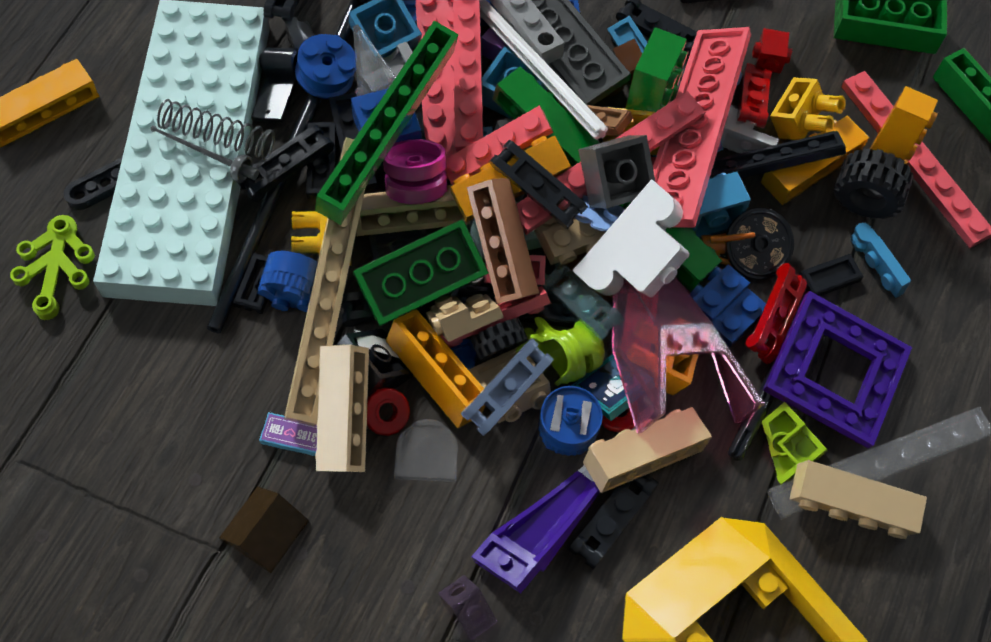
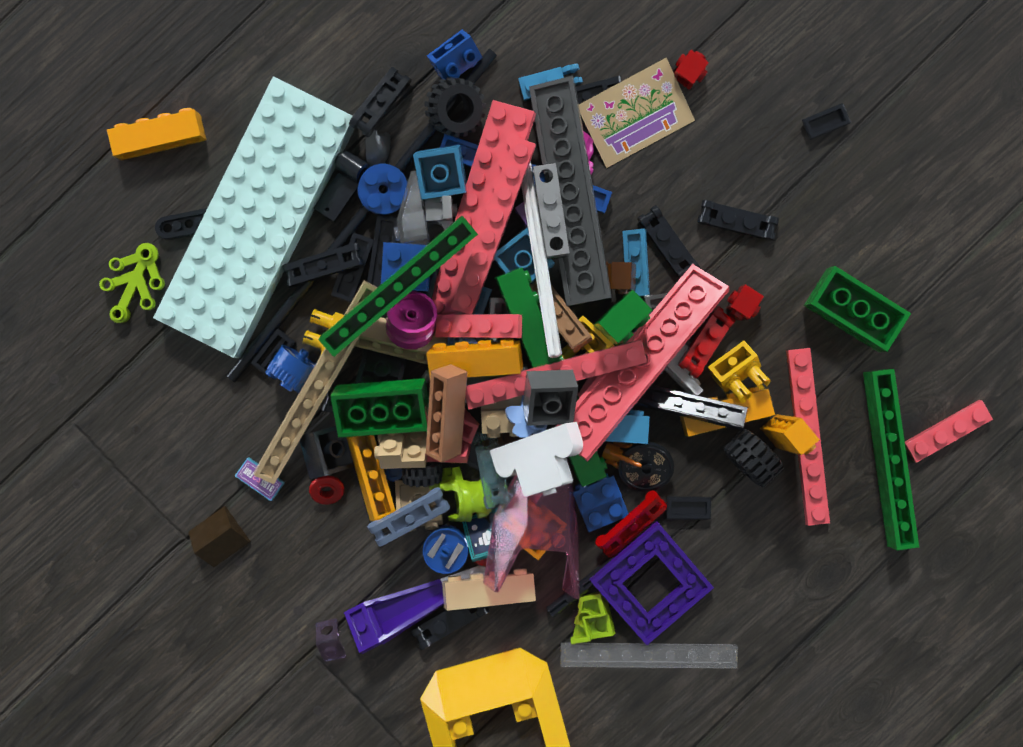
camera: 30 degrees right, 25 degrees up
(231, 127) = (303, 257): dark grey piece -> none
(240, 167) = (284, 264): dark grey sword -> none
(342, 408) = (292, 484): tan brick -> none
(368, 341) = (331, 436): white sticker -> none
(426, 453) = (344, 526): clear tile -> none
(538, 184) = (486, 383): black plate -> none
(858, 498) = (613, 679): tan brick -> none
(880, 257) = (729, 510): dark azure hinge -> none

